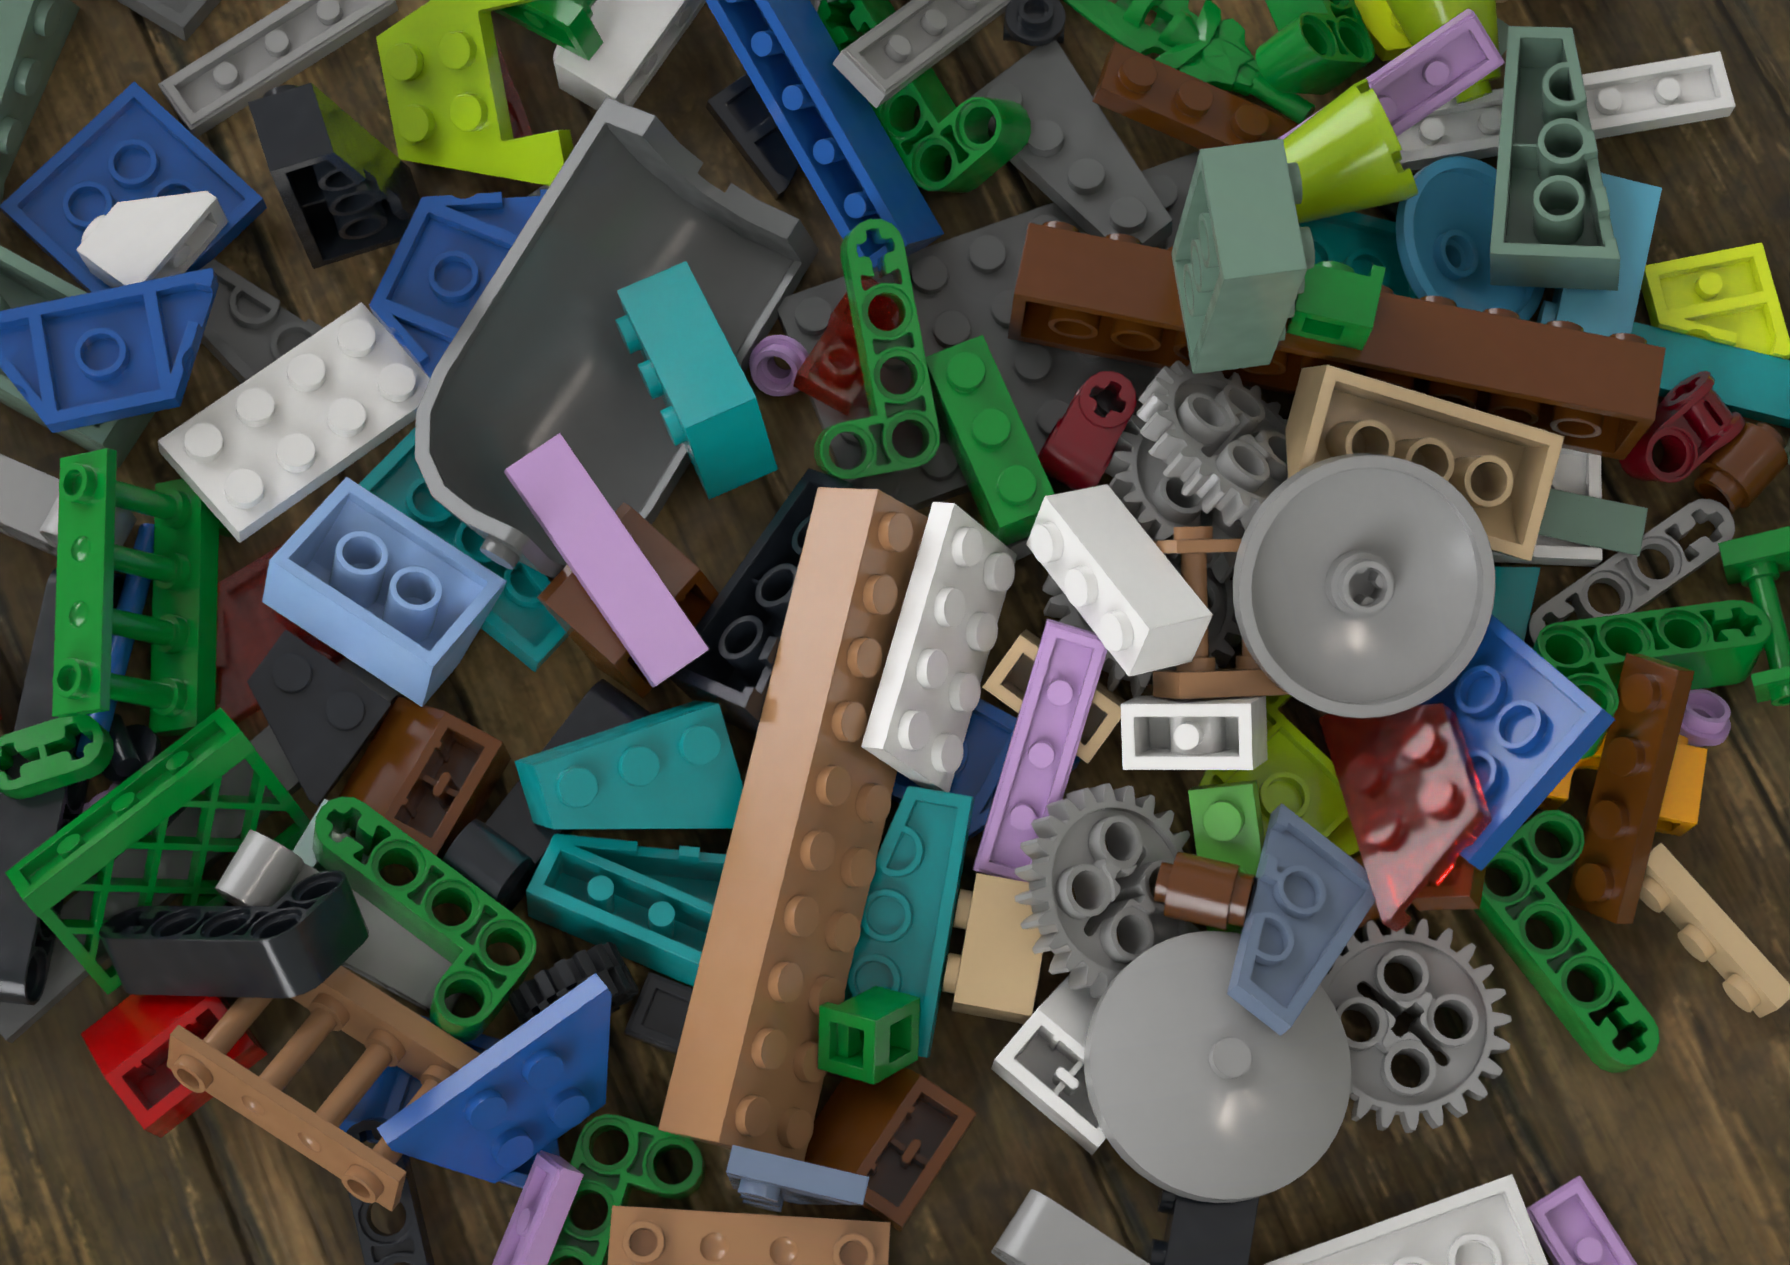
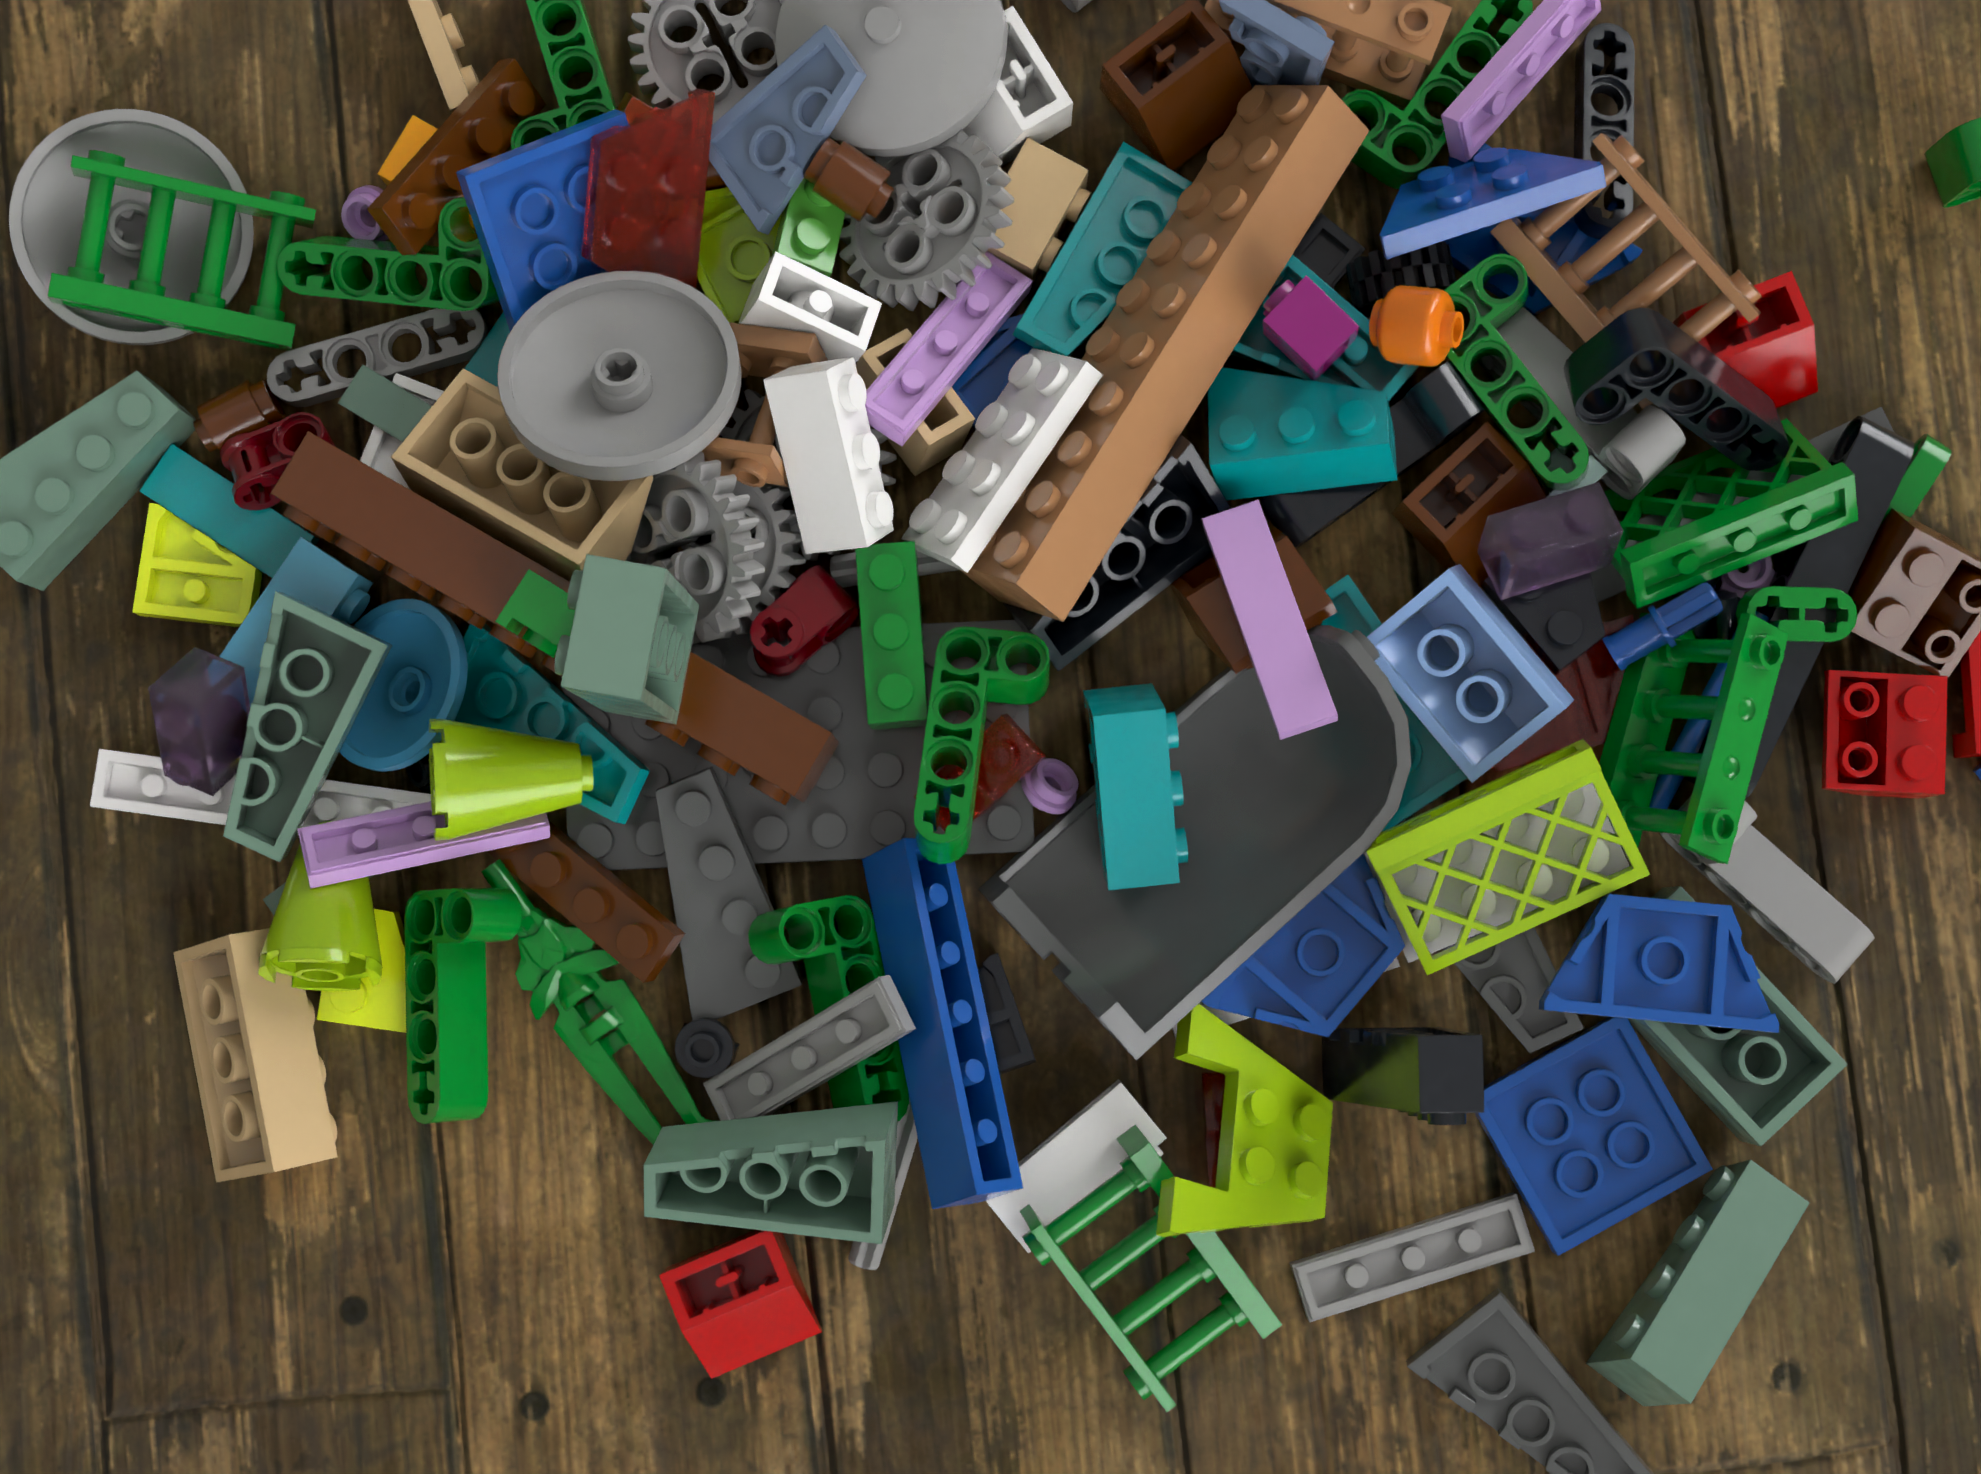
camera: 155 degrees left, 10 degrees up
(150, 237) = (1591, 1071): white slope -> none
(188, 703) = (1663, 625): none -> blue axle
(316, 455) = (1484, 809): none -> lime fence
(333, 745) = (1549, 540): none -> clear purple brick
(542, 909) = (1415, 325): none -> orange head
(657, 863) = (1308, 326): none -> magenta brick
(869, 1034) = (1169, 155): green brick -> none
(1644, 142) = (201, 720): none -> clear purple brick

